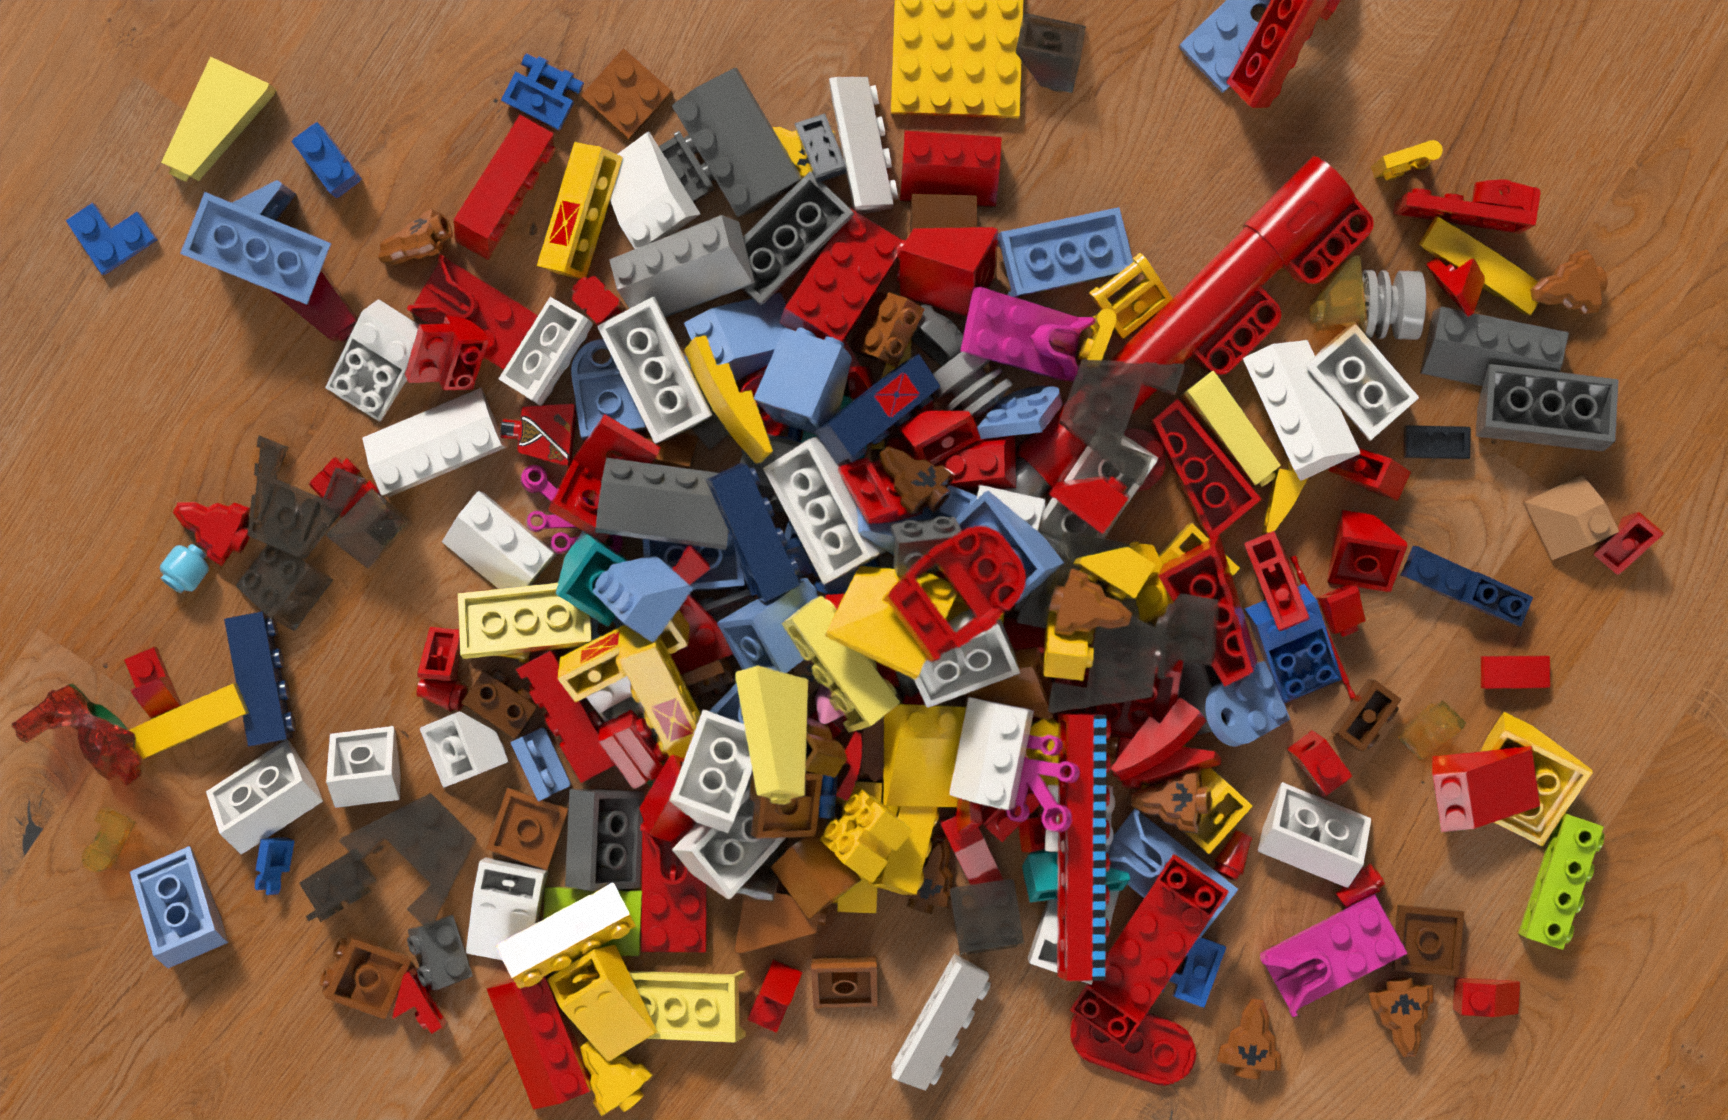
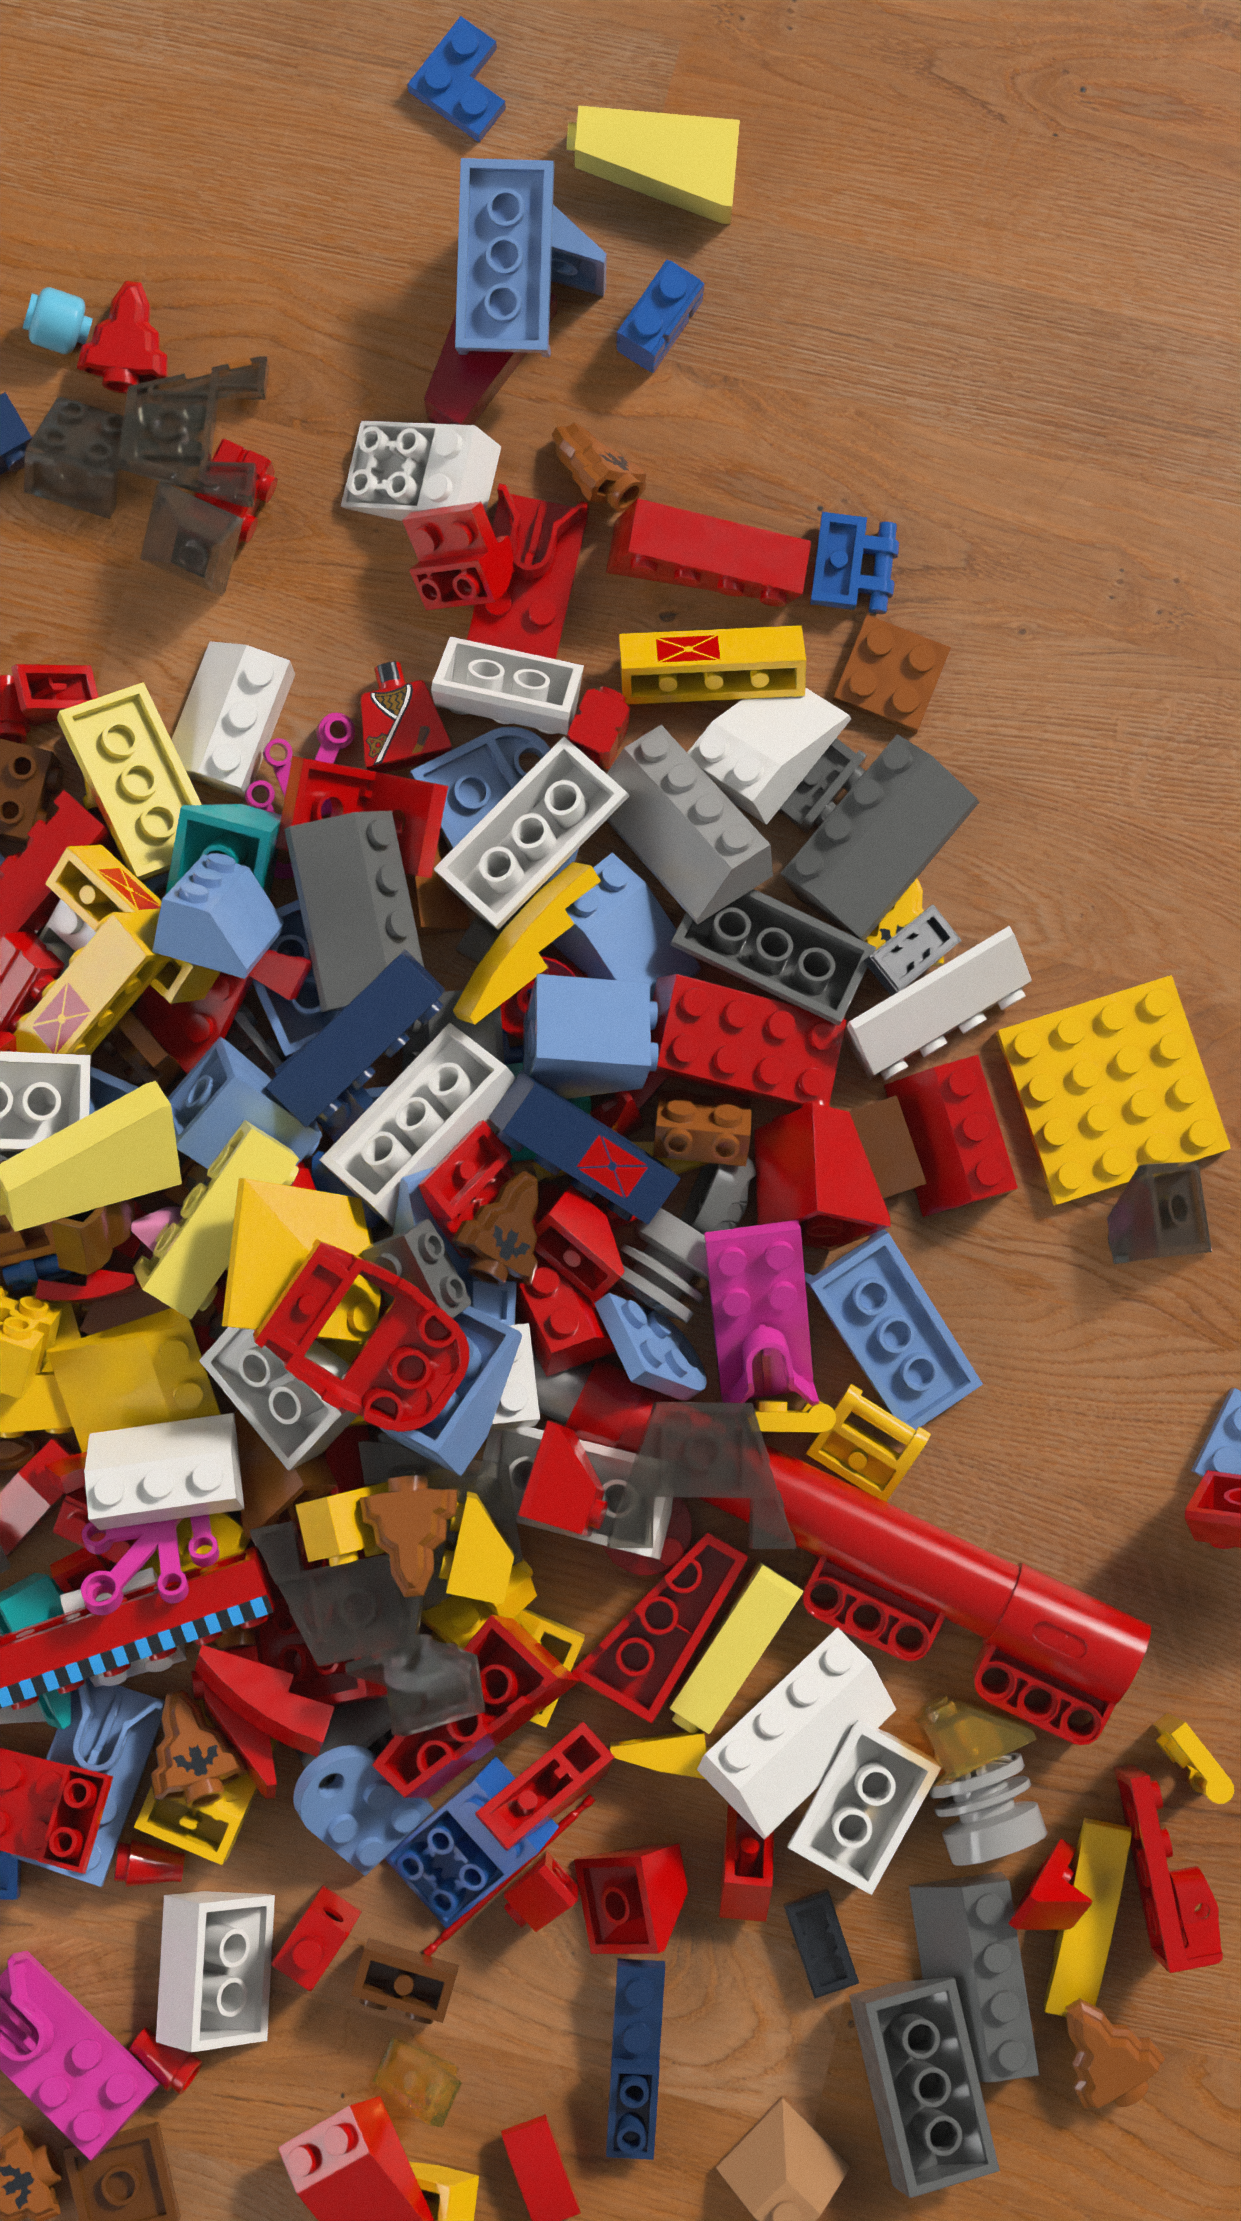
camera: 70 degrees right, 5 degrees down
(432, 443) = (334, 583): white slope -> none

